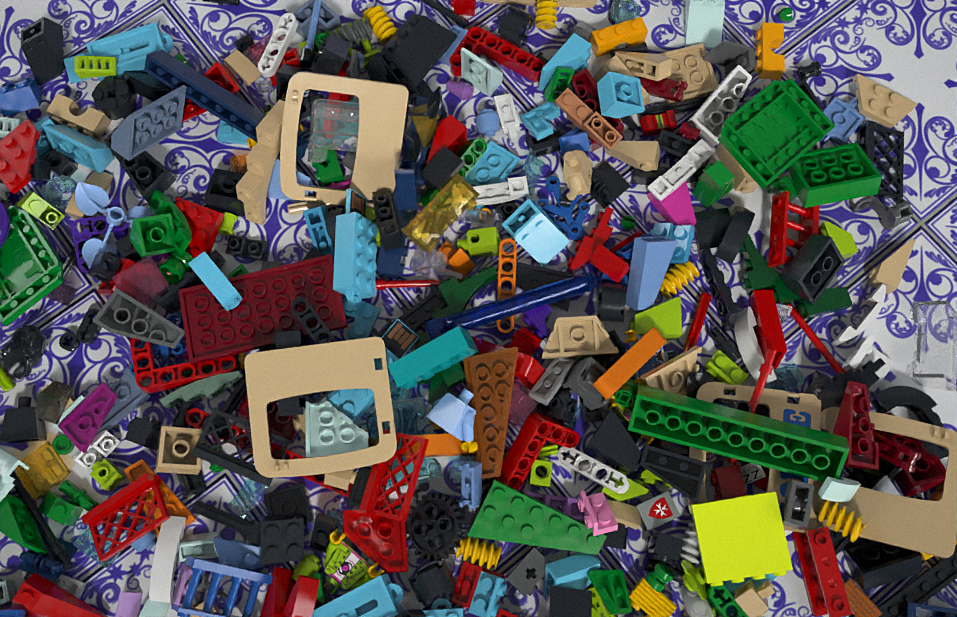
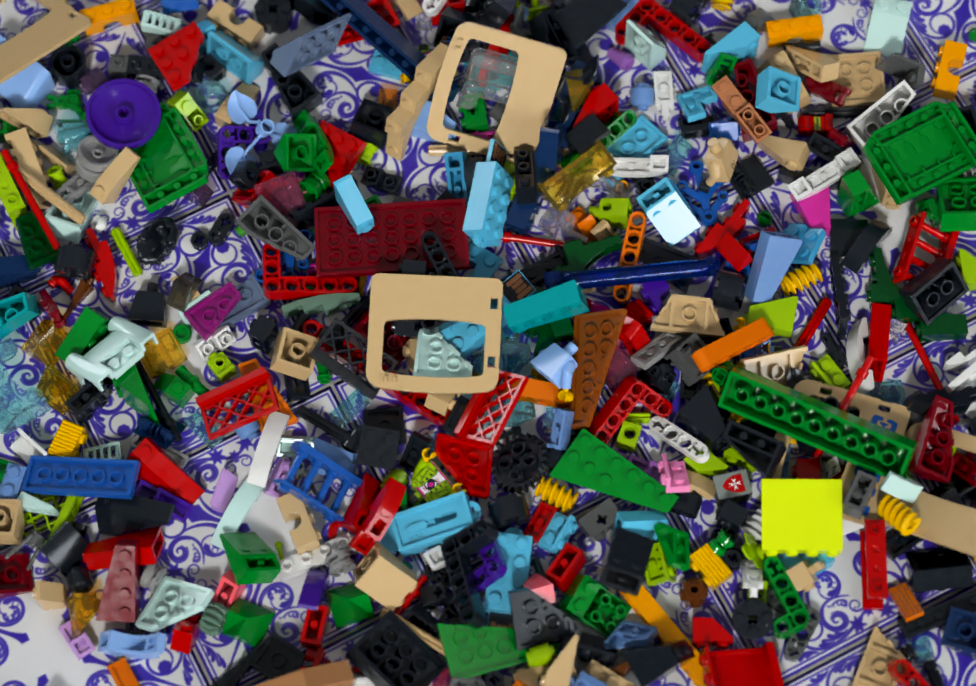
camera: 15 degrees right, 5 degrees down
(474, 264) = (602, 230): none -> tan bracket
(676, 586) = (729, 556): none -> black bush

